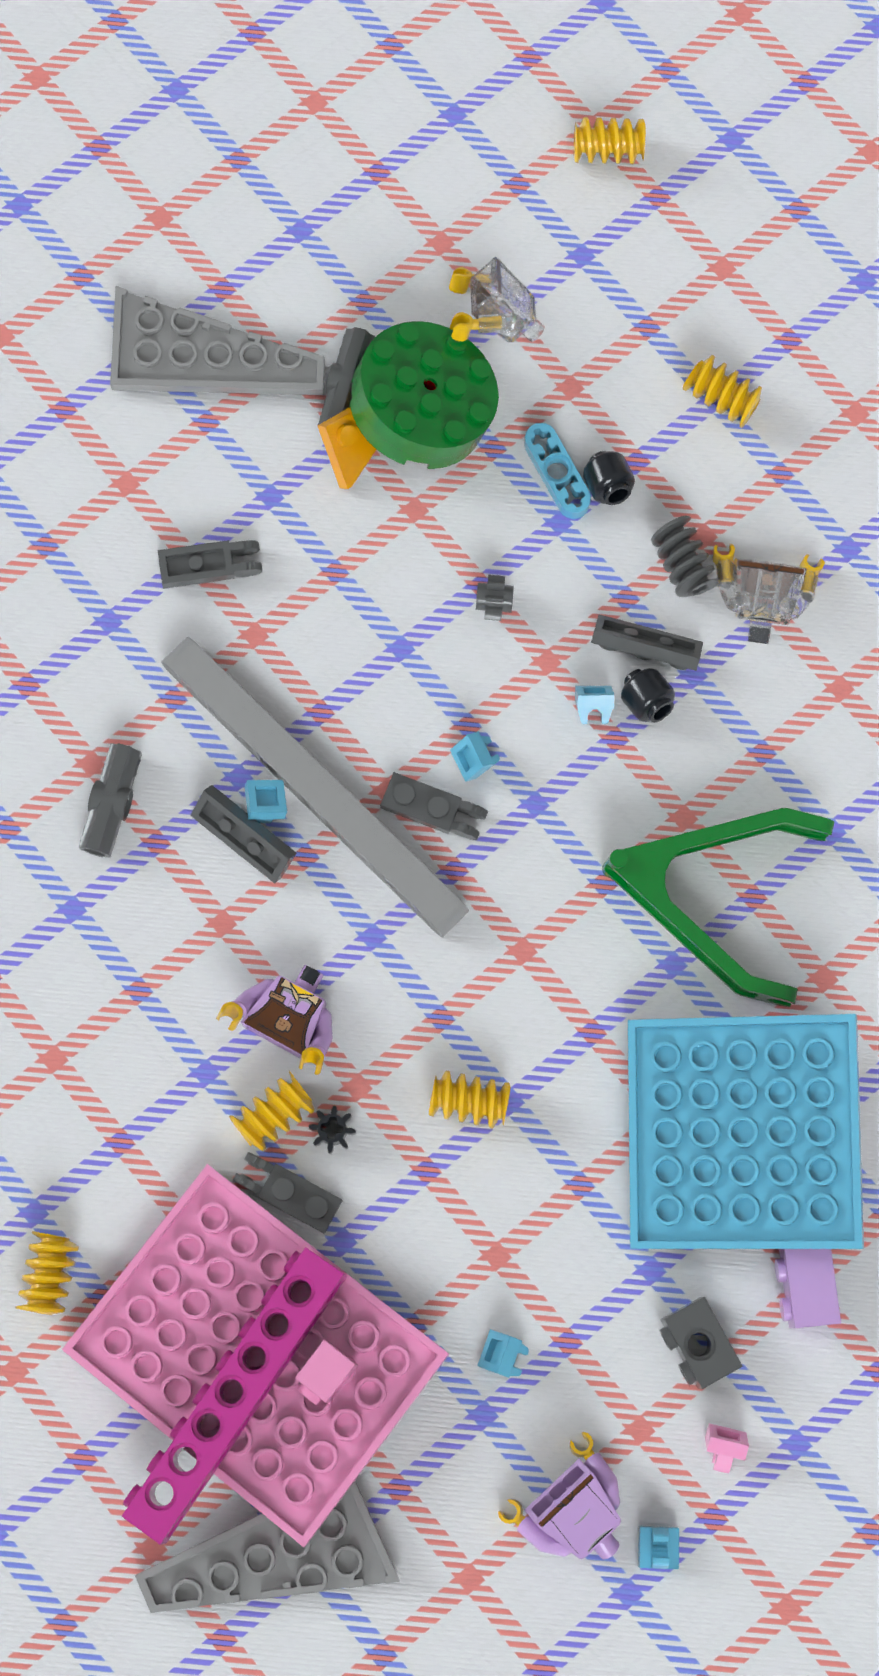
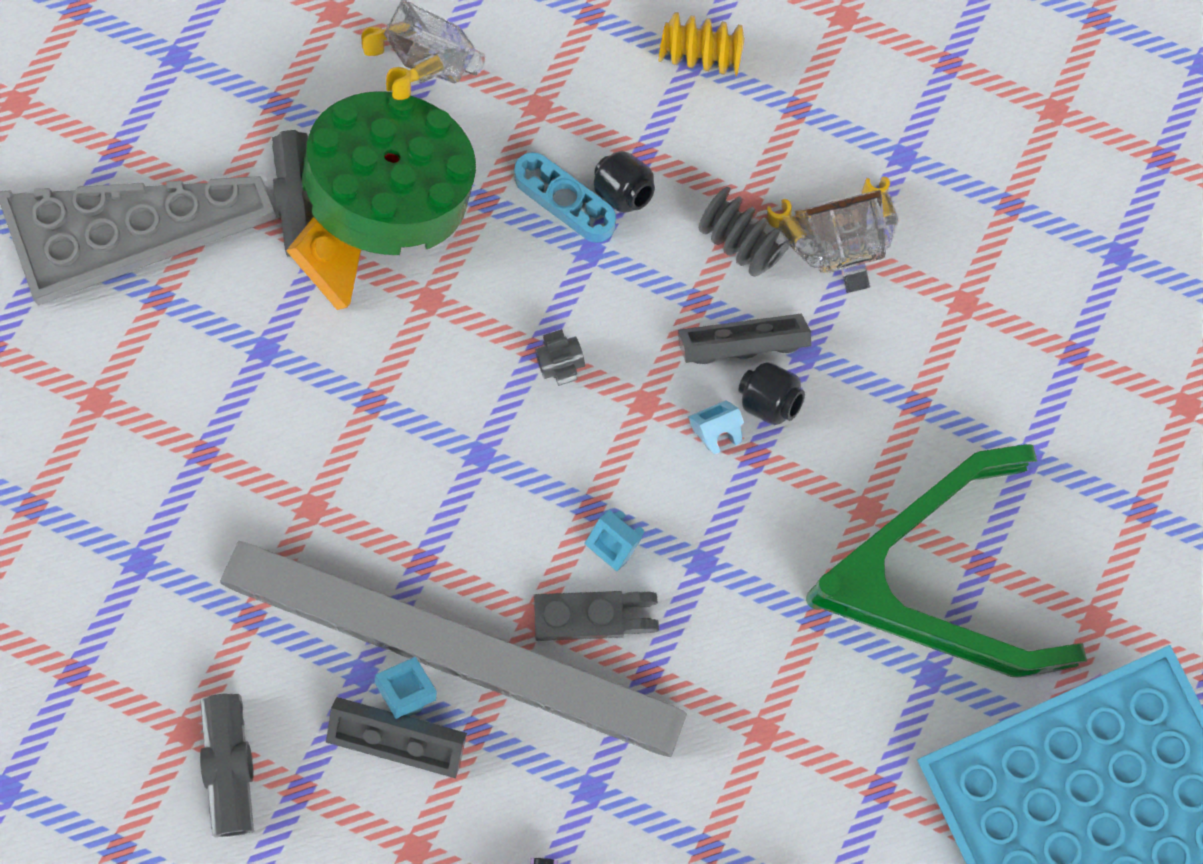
camera: 25 degrees left, 5 degrees down
(206, 563) = (224, 451): dark grey hinge -> none

